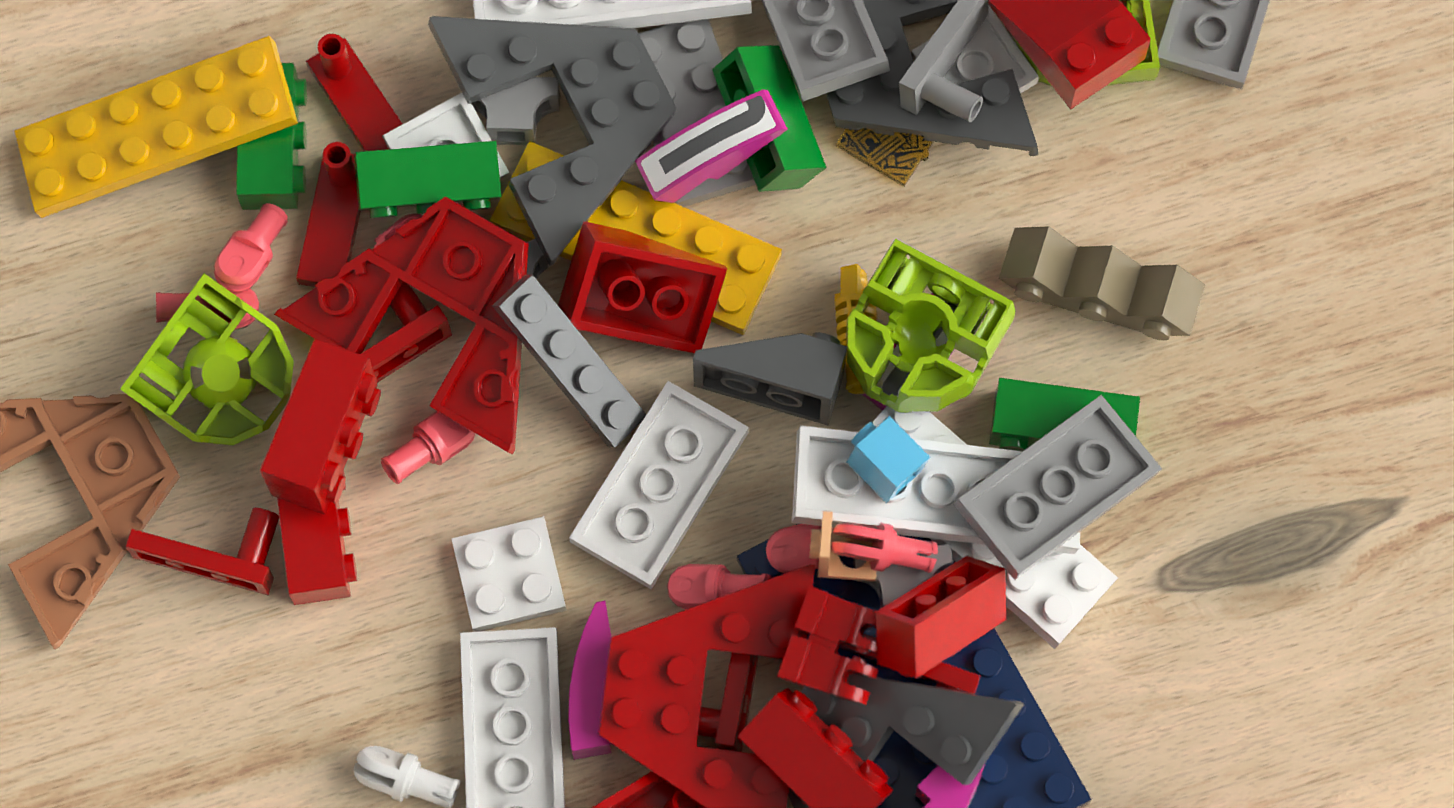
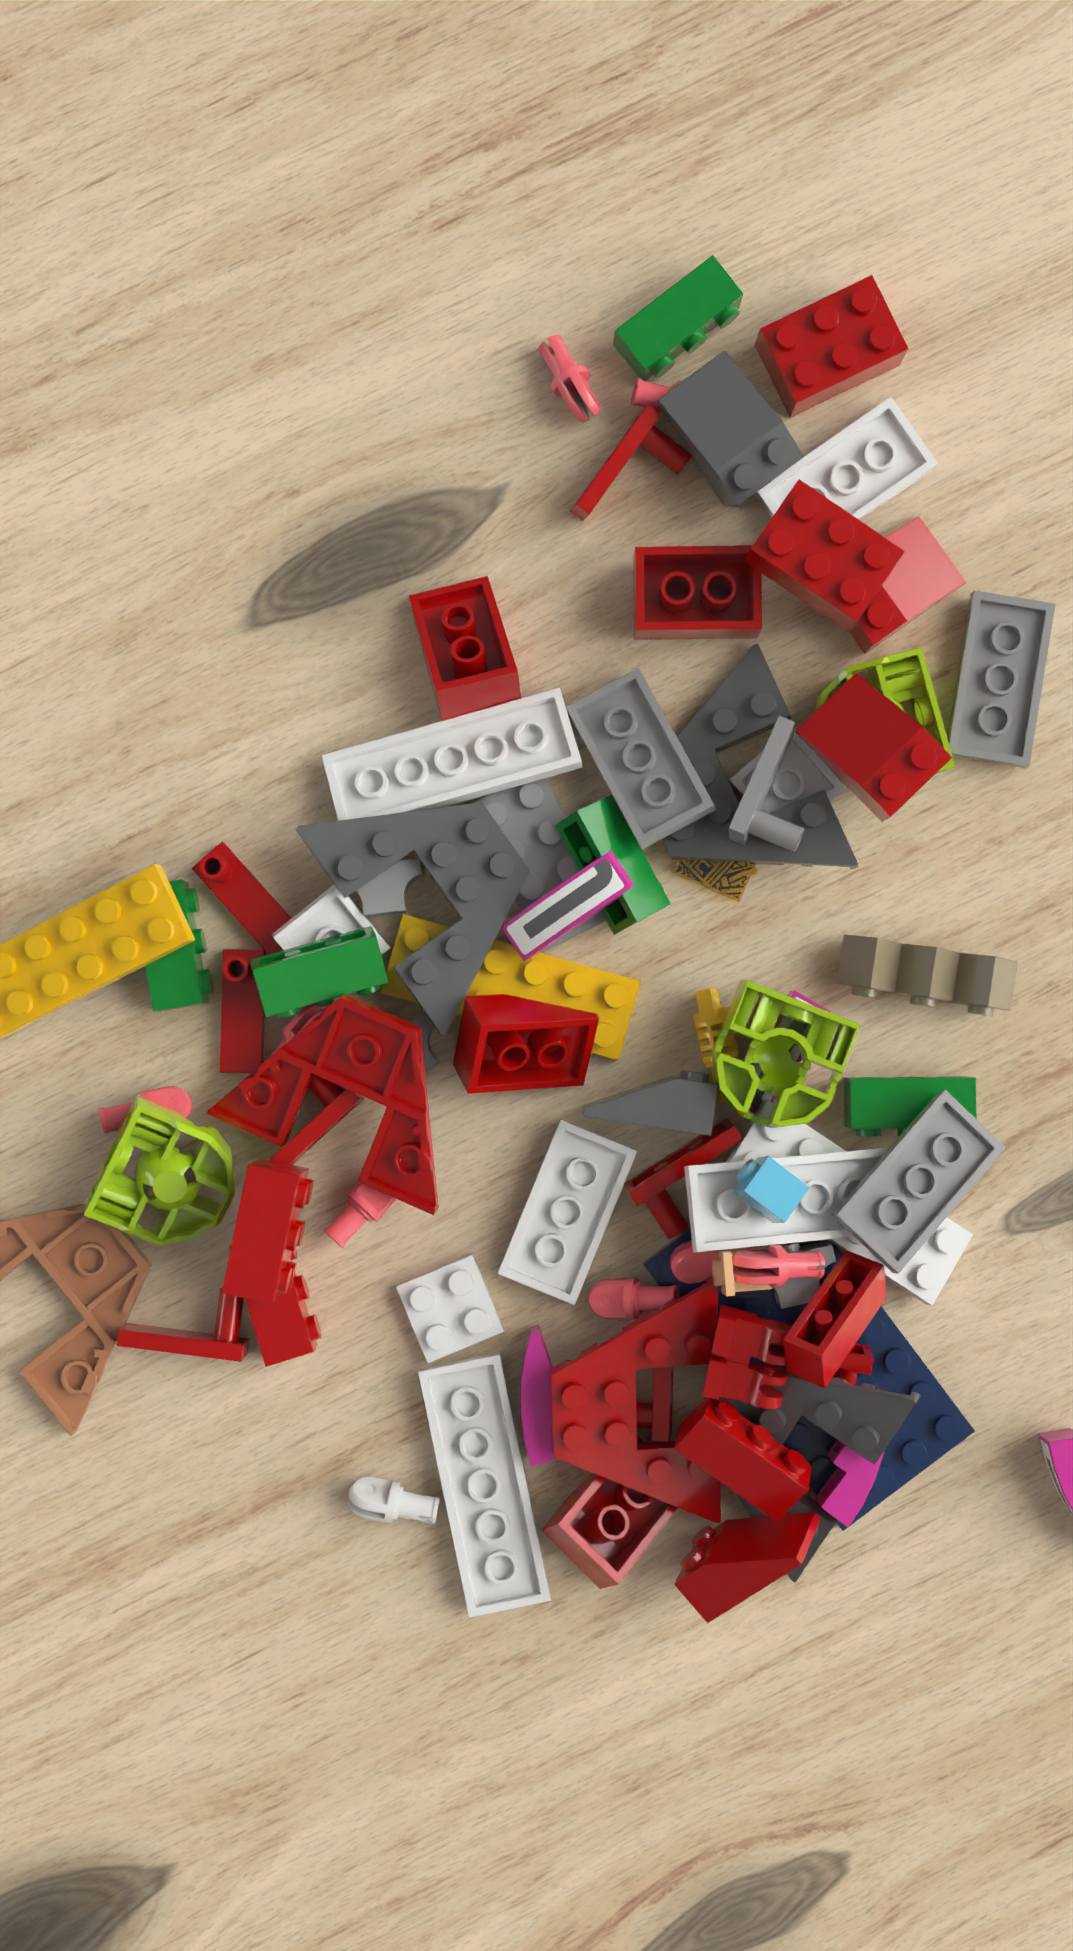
camera: 10 degrees left, 15 degrees up
(249, 250) = (174, 1059): coral arm -> none
(569, 360) = (472, 1122): plate -> none
(759, 475) = (651, 1184): none -> red piece

